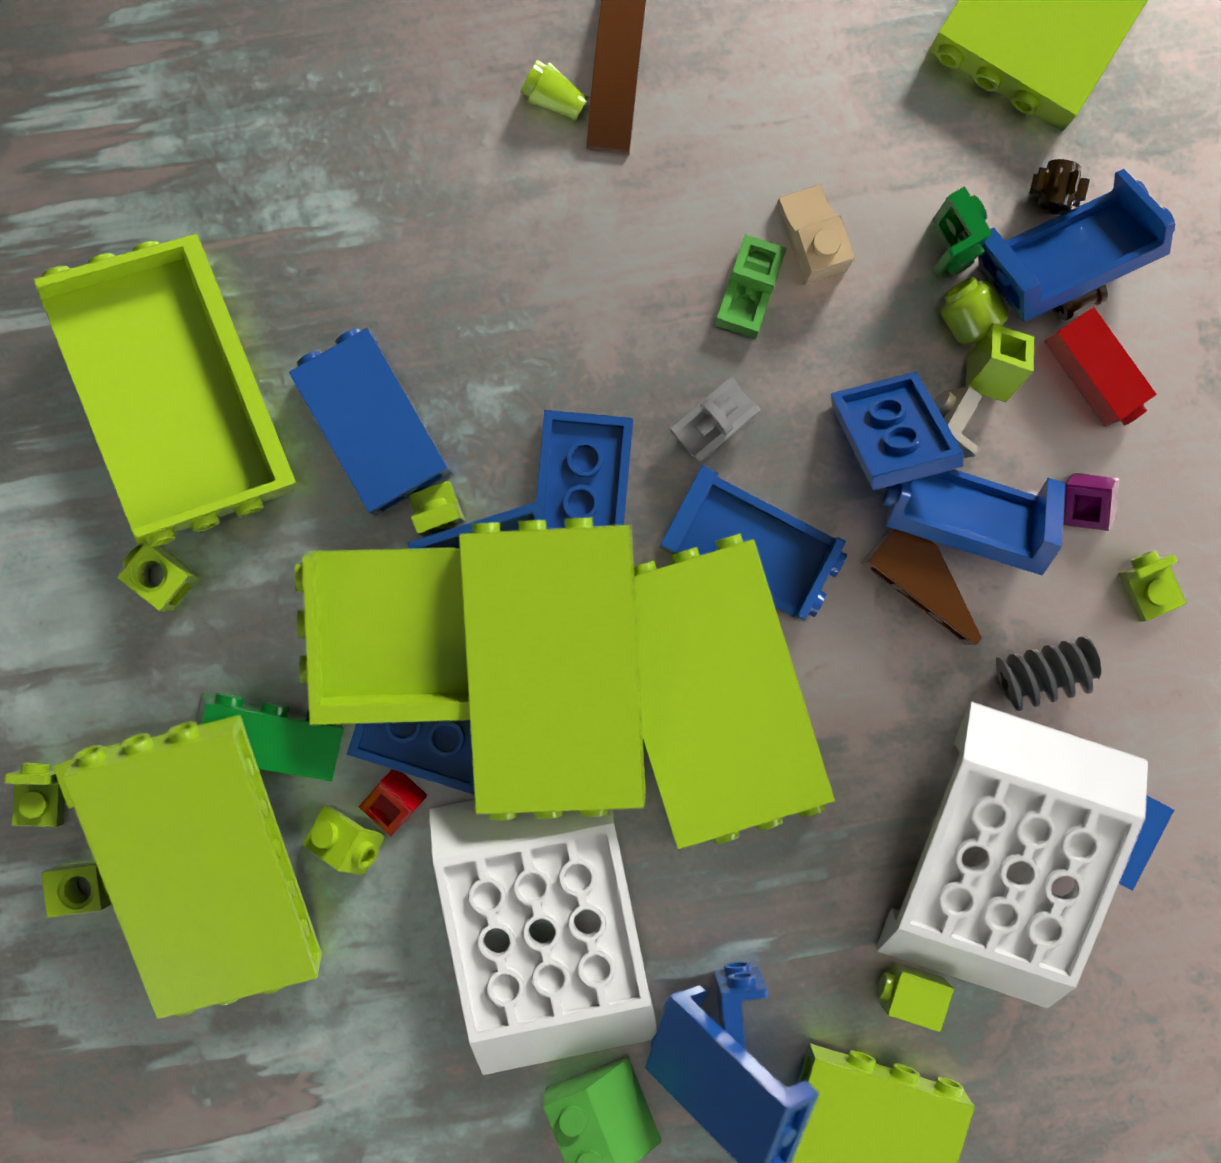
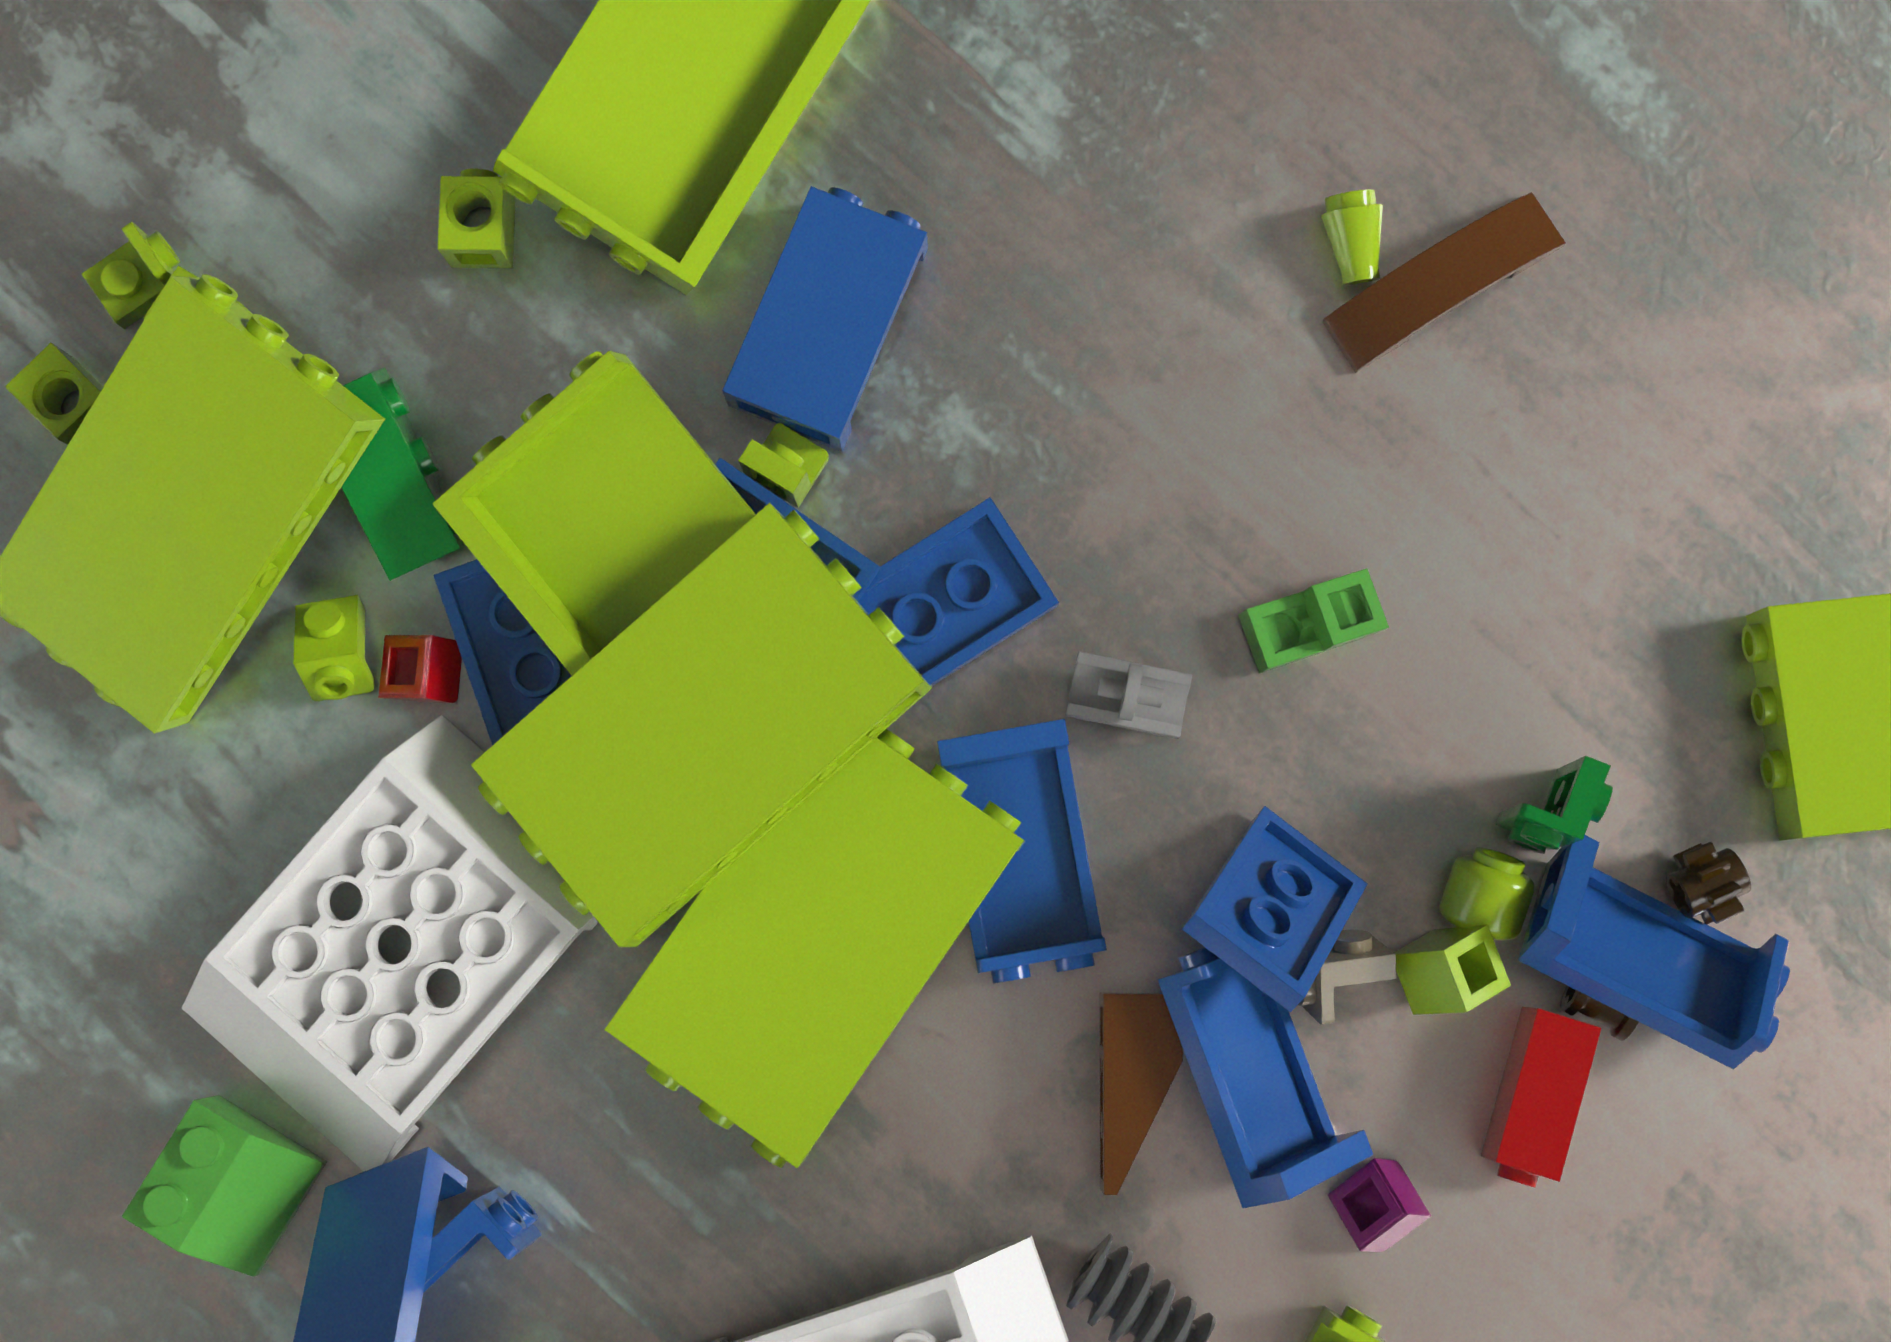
camera: 55 degrees right, 5 degrees down
(815, 234) = (1430, 647): tan arch -> none

